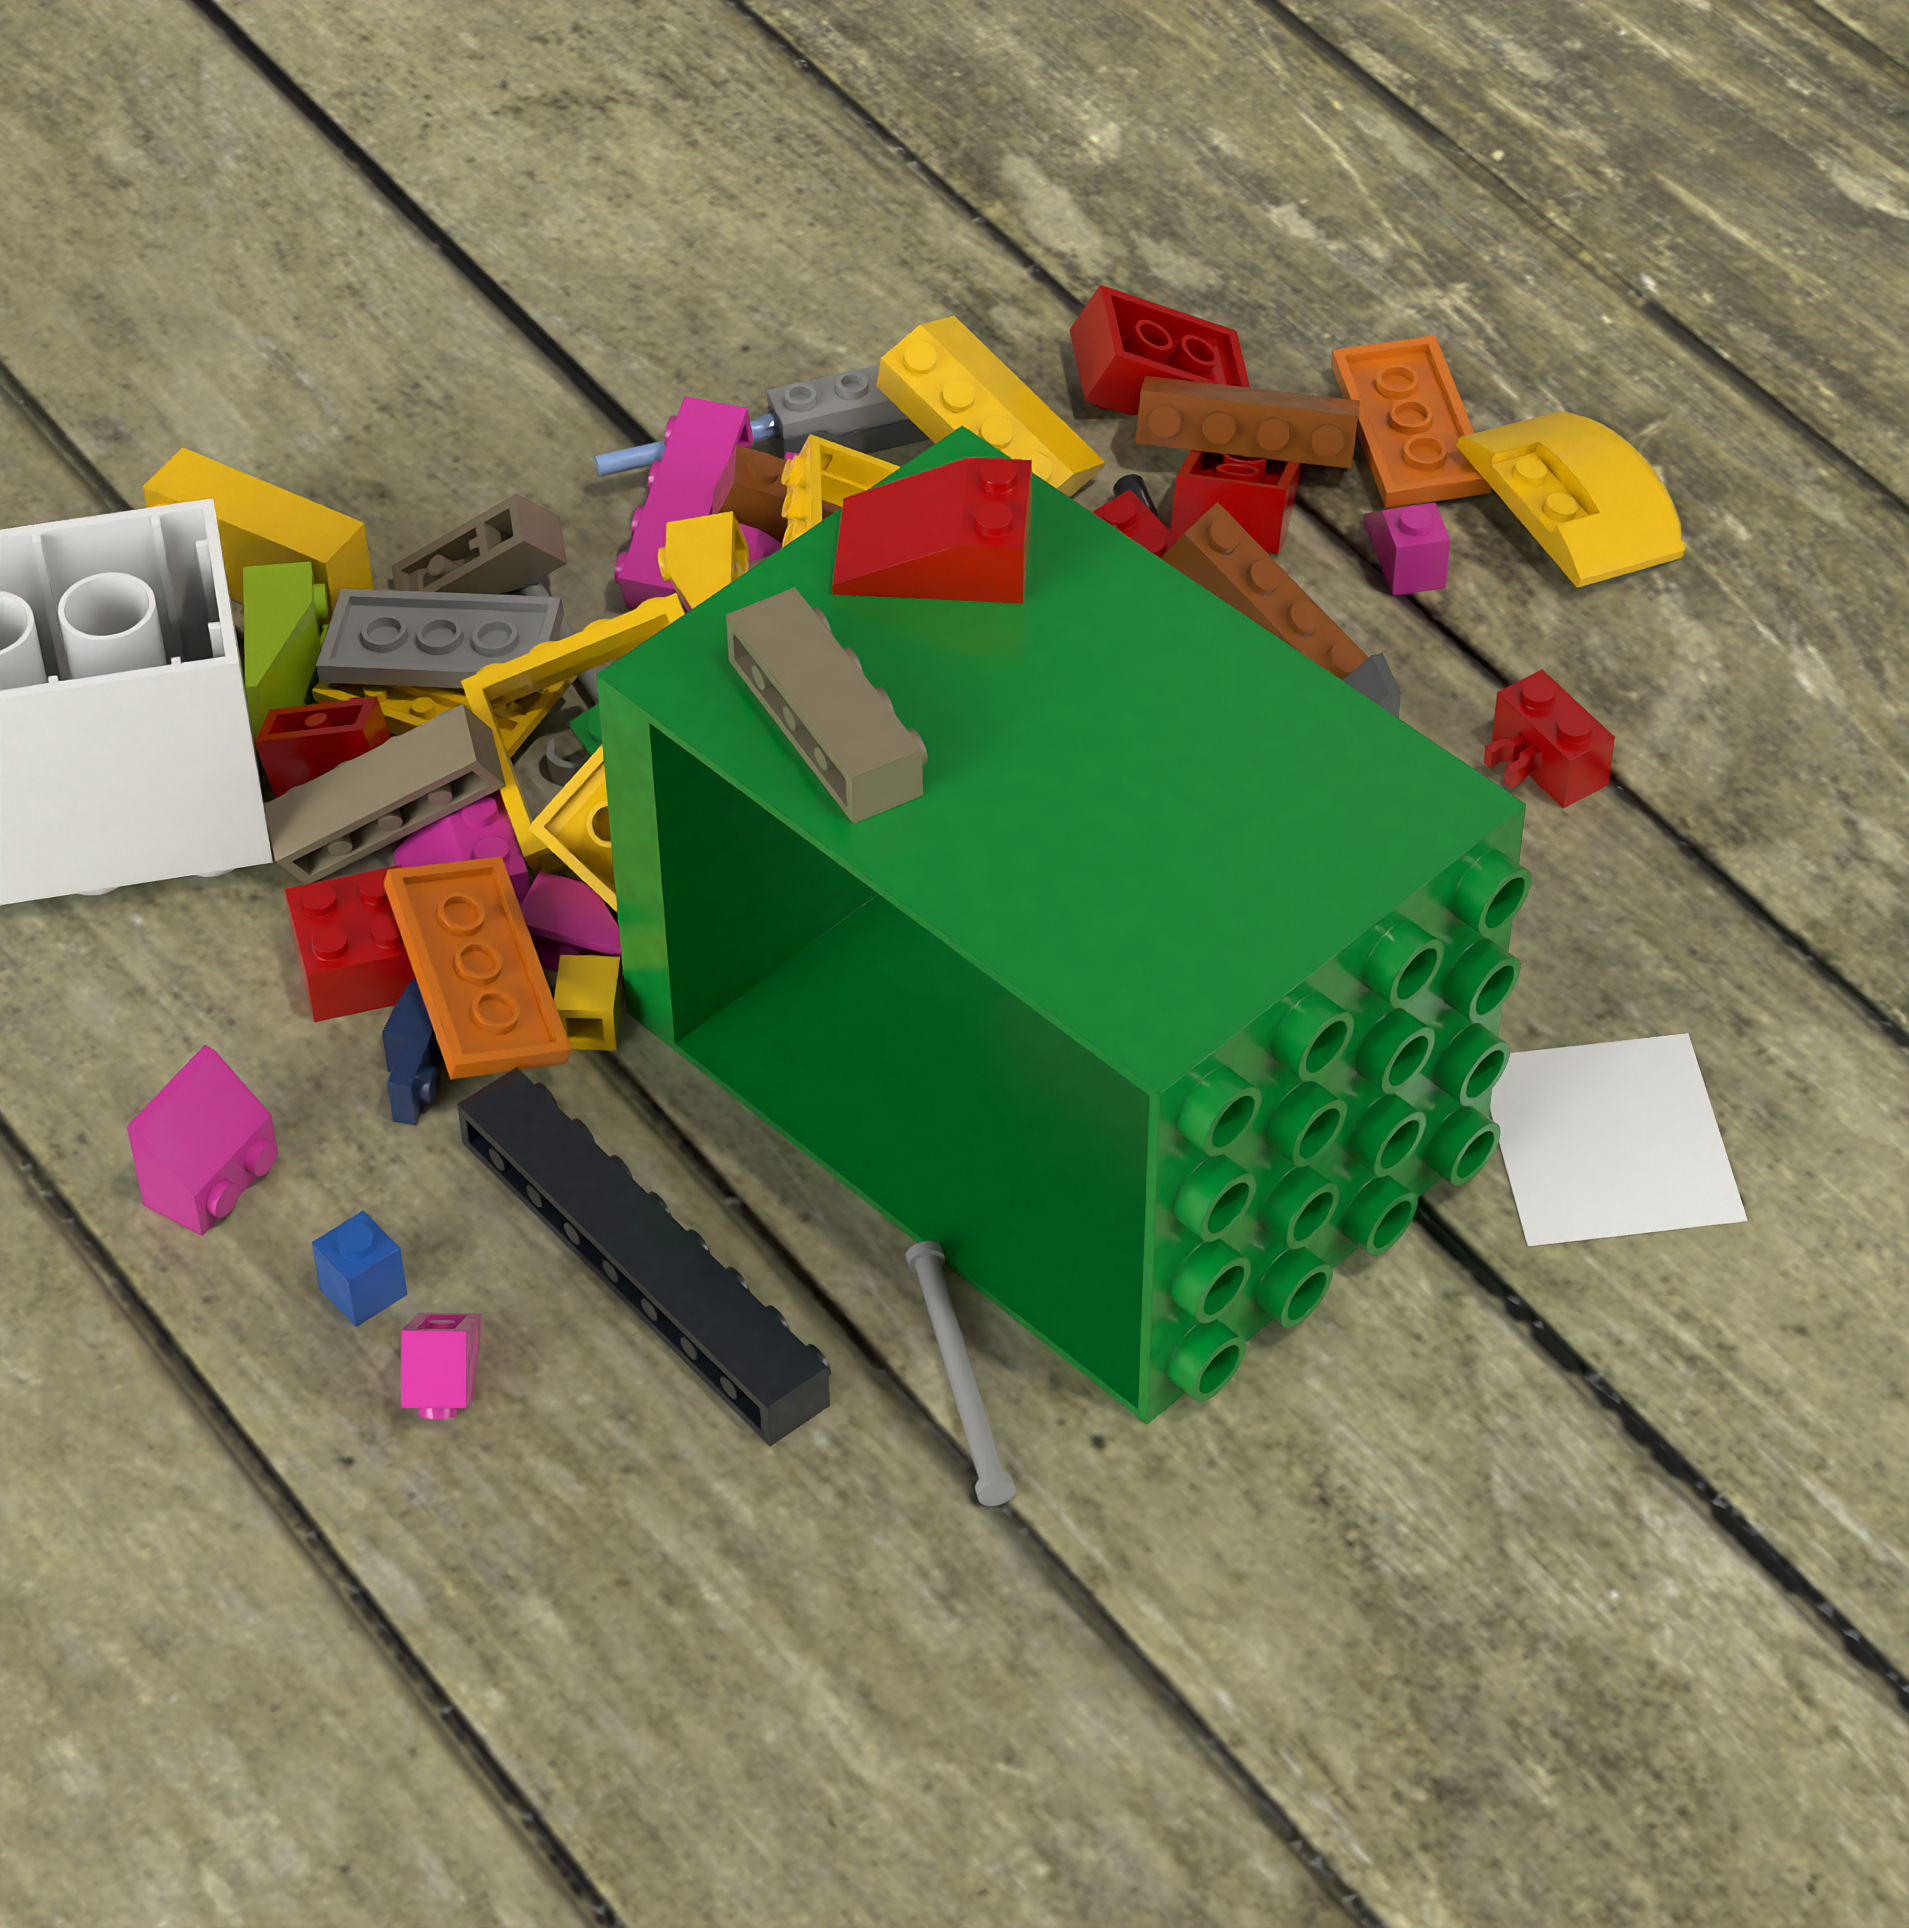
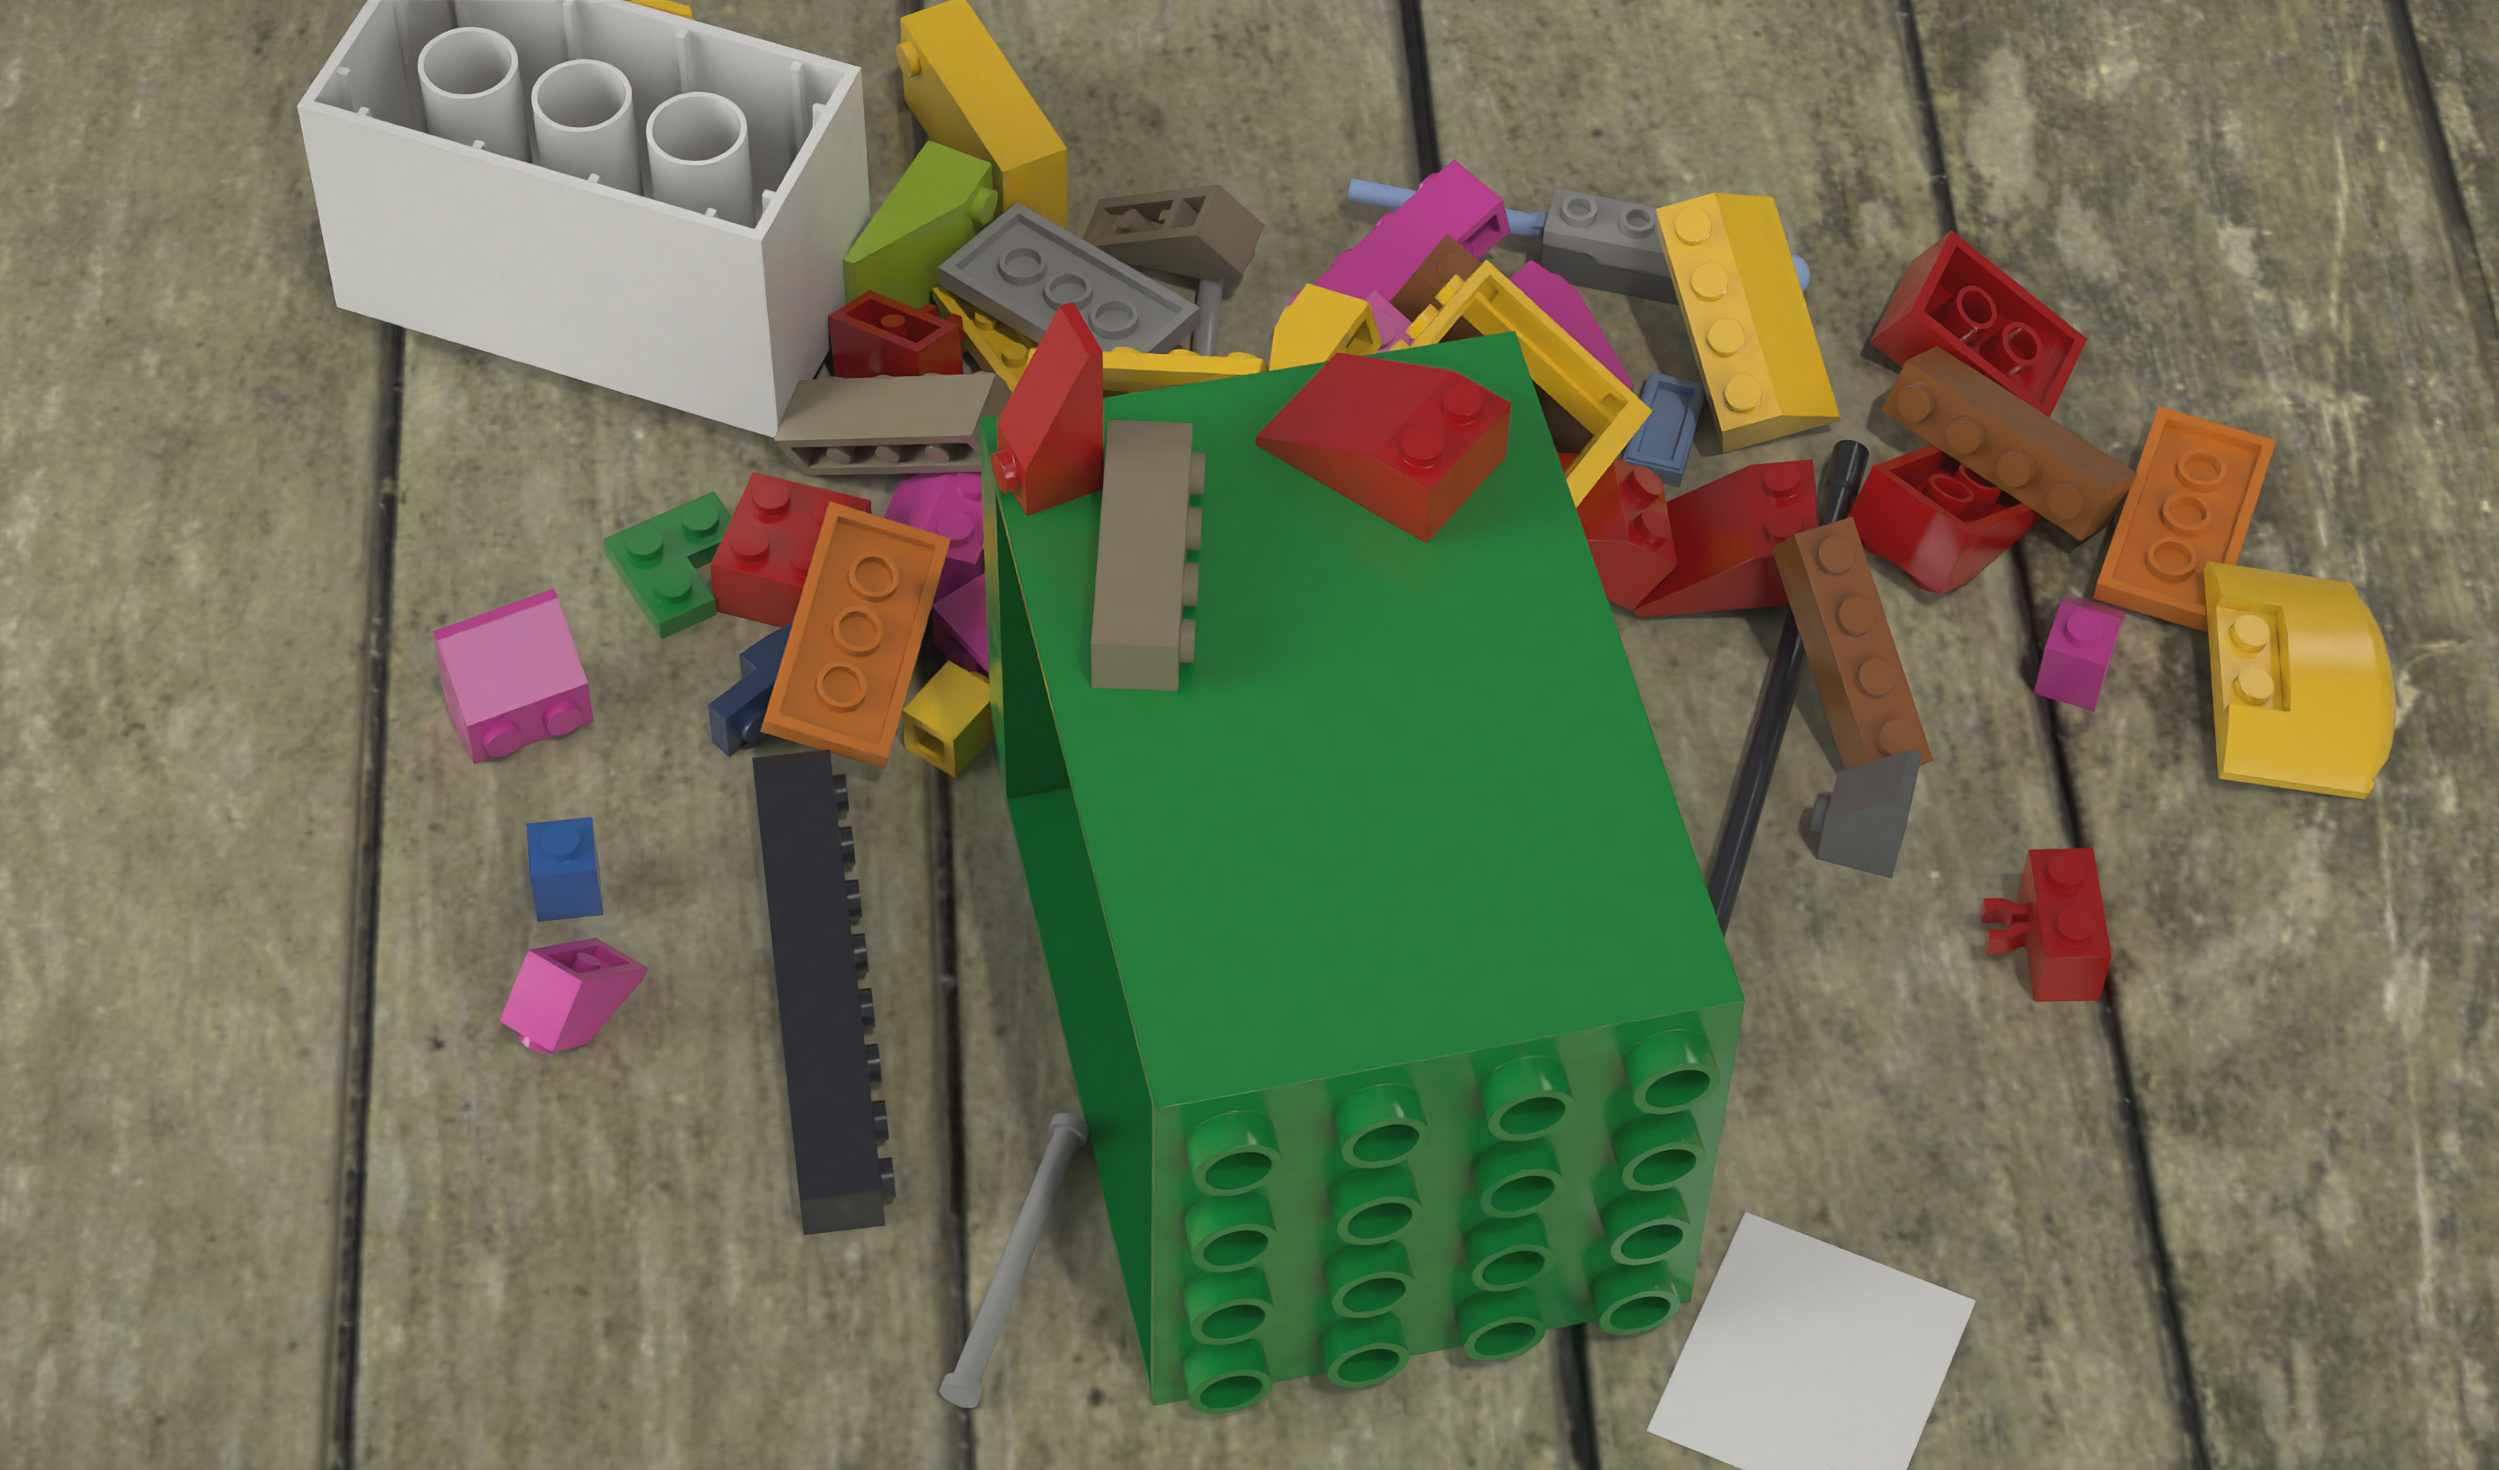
camera: 30 degrees right, 5 degrees up
(242, 1003) = (661, 558): none -> green plate
(691, 624) = (1054, 420): none -> red slope

